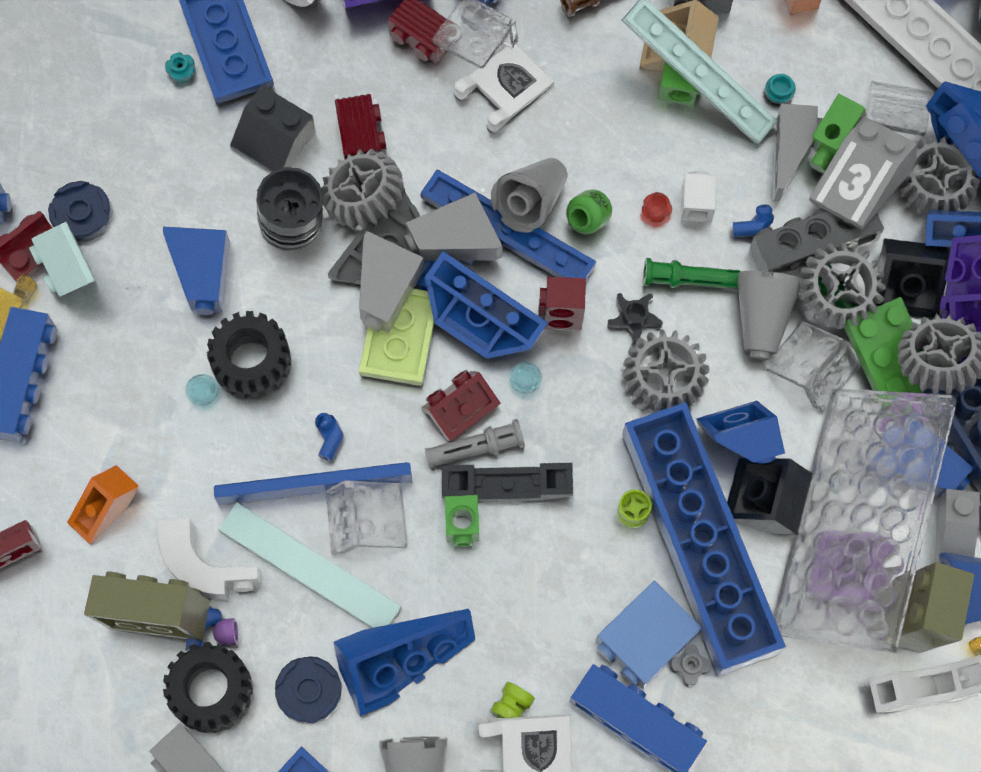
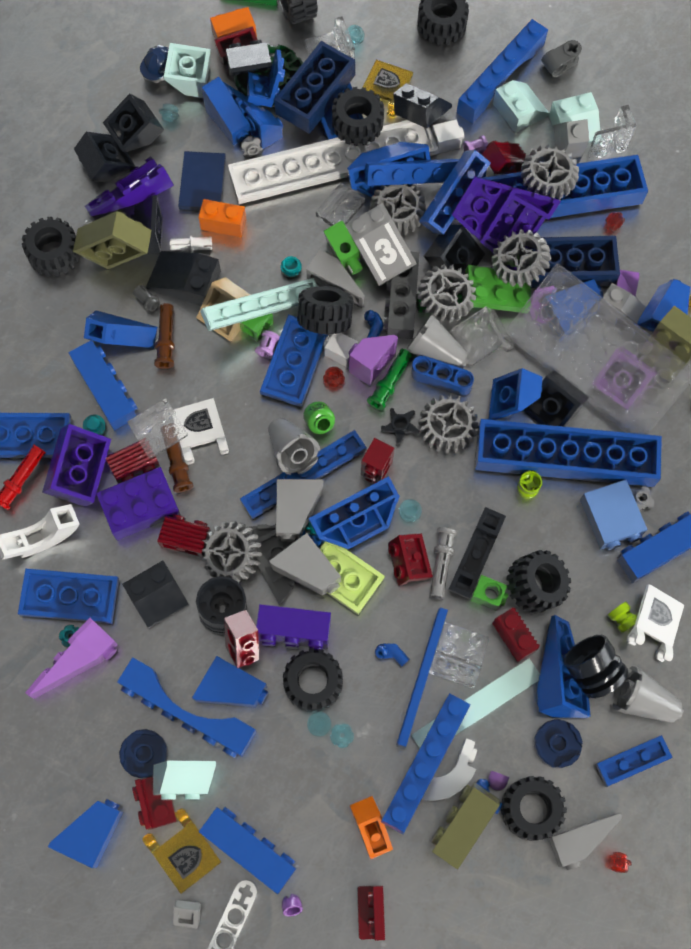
camera: 65 degrees left, 0 degrees up
(160, 172) = (228, 732): none -> blue arch
(167, 84) = (88, 648): none -> medium lavender wedge
(203, 429) = (348, 735): none -> clear light blue plate
(204, 529) = (425, 764): none -> blue plate
(254, 244) = (241, 639): none -> brick
(300, 301) = (293, 627): none -> dark purple brick
(373, 59) = (137, 503): none -> dark purple brick
(421, 574) = (515, 635): none -> dark red brick
(422, 687) = (596, 666): none -> black wheel
(440, 84) = (178, 469): none -> reddish brown pin
(521, 589) = (553, 578): none -> black tyre
(653, 150) = (293, 363): none -> blue plate
(657, 108) = (267, 337): none -> lavender bush
(703, 236) = (371, 357): none -> medium lavender slope
(733, 322) = (447, 384): none -> blue beam
(734, 149) = (325, 310): none -> black tyre

